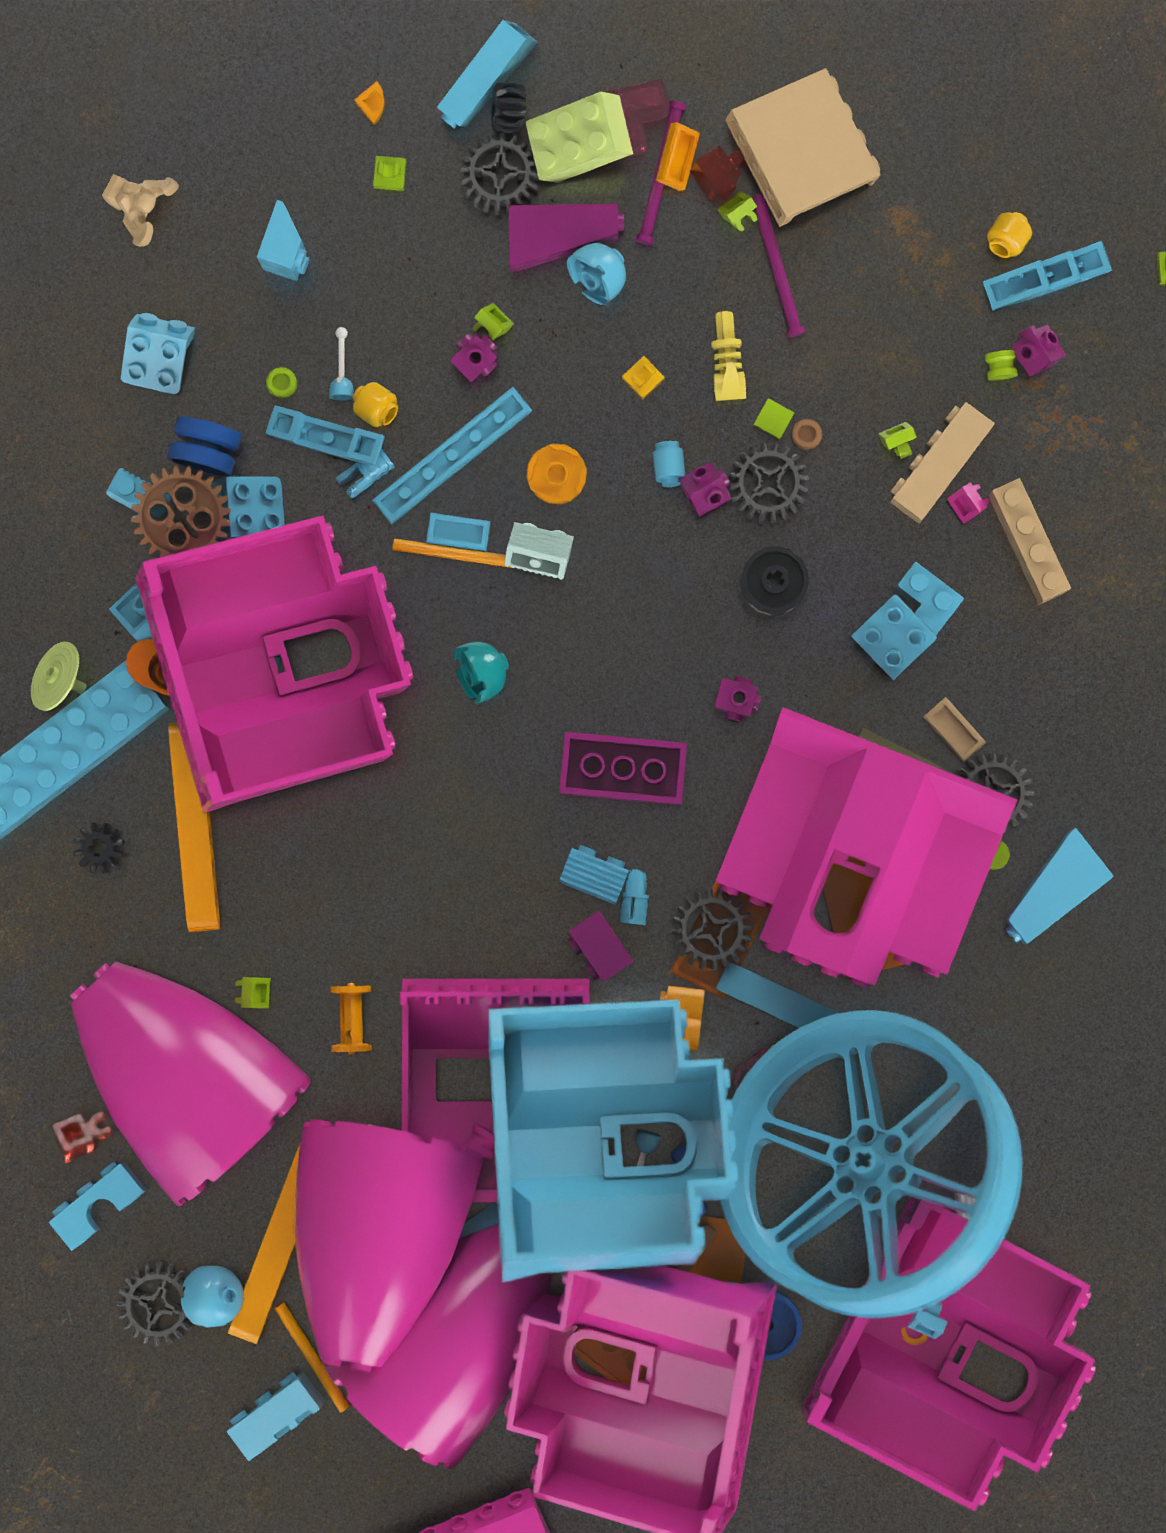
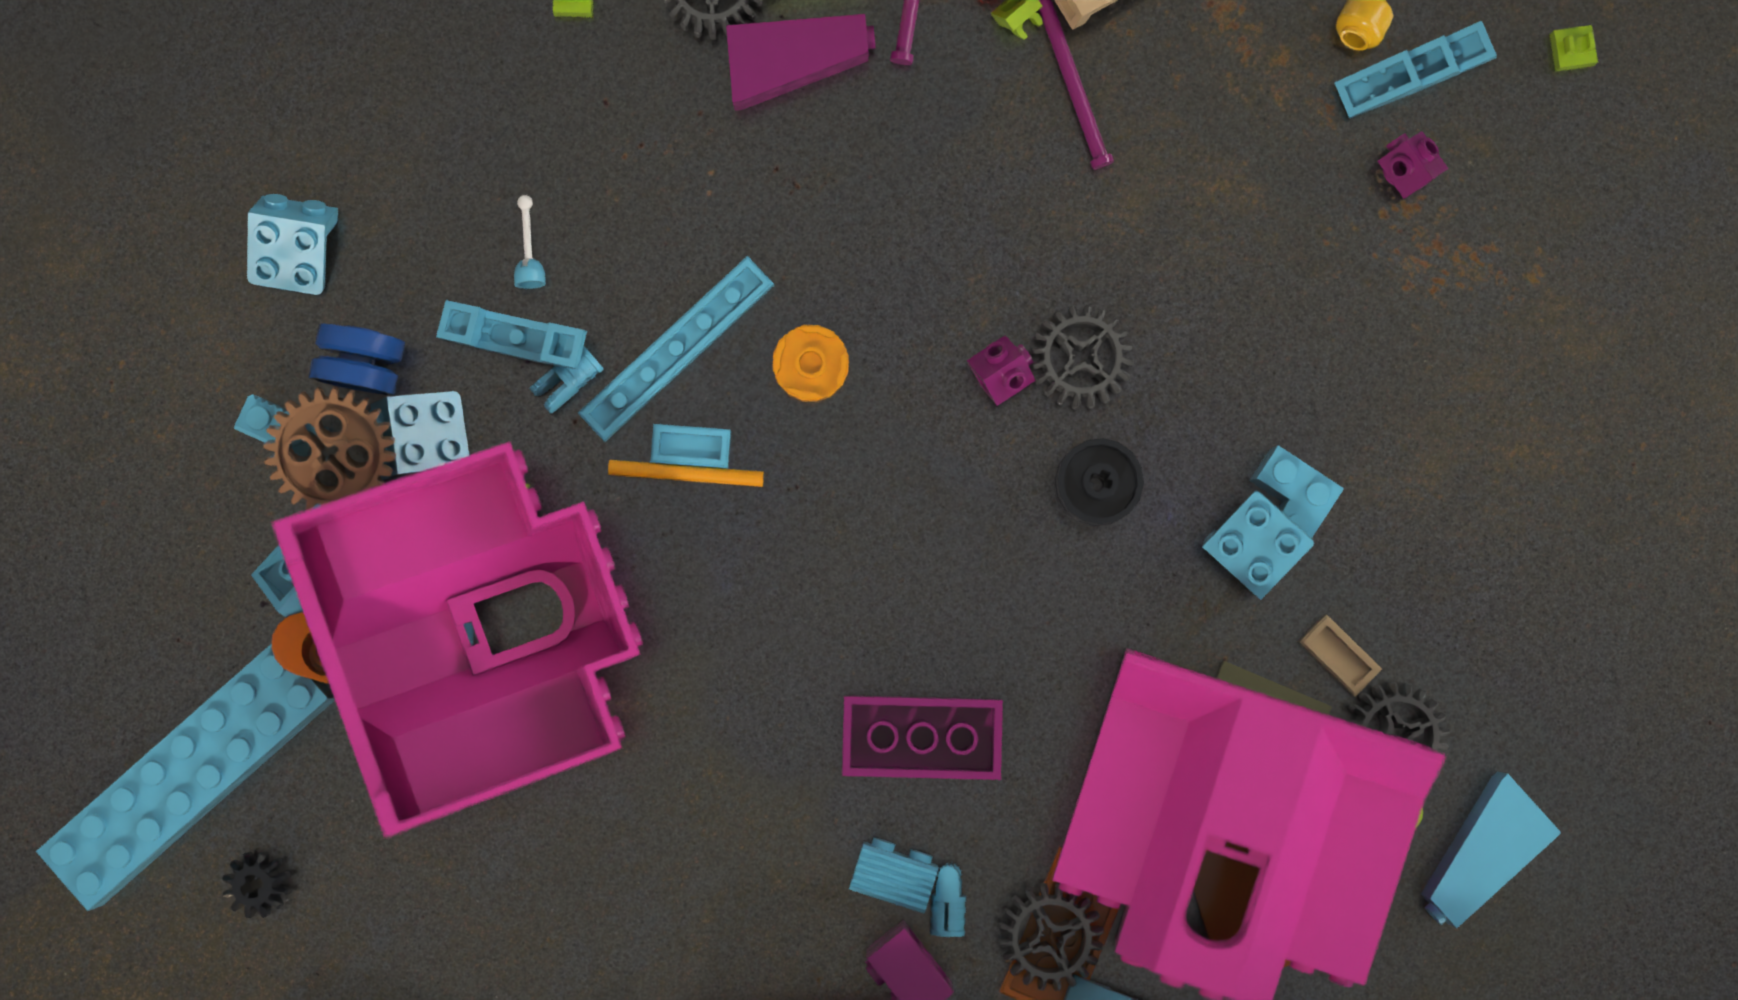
camera: 10 degrees left, 0 degrees up
(56, 676) = (186, 668): yellowish green shield -> none
(137, 202) = (251, 53): tan animal -> none
(194, 843) = (379, 877): light orange beam -> none
(281, 382) = (453, 270): lime tile -> none
(282, 247) = (439, 96): medium azure slope -> none
(375, 404) = (573, 290): yellow head -> none
(471, 366) = (688, 231): magenta brick -> none
(481, 670) = (731, 622): teal cylinder -> none
(493, 320) = (717, 174): lime tile -> none
(538, 550) = (794, 463): light aqua brick -> none
(599, 270) = (847, 101): medium azure cylinder -> none
(643, 377) = (912, 233): yellow tile -> none
(668, 463) = (952, 340): medium azure brick -> none
(726, 703) = (1047, 631): magenta brick -> none
(728, 383) = (1022, 231): light yellow piece -> none
(773, 419) = (1081, 275): lime tile -> none
(806, 434) = (1124, 291): medium nougat tile -> none
(898, 438) = (1242, 289): lime tile -> none
(942, 462) = (1300, 315): tan brick -> none
(968, 502) = (1336, 364): dark pink tile -> none
(1001, 365) = (1365, 186): lime wheel -> none
(1029, 541) = (1419, 409): tan brick -> none

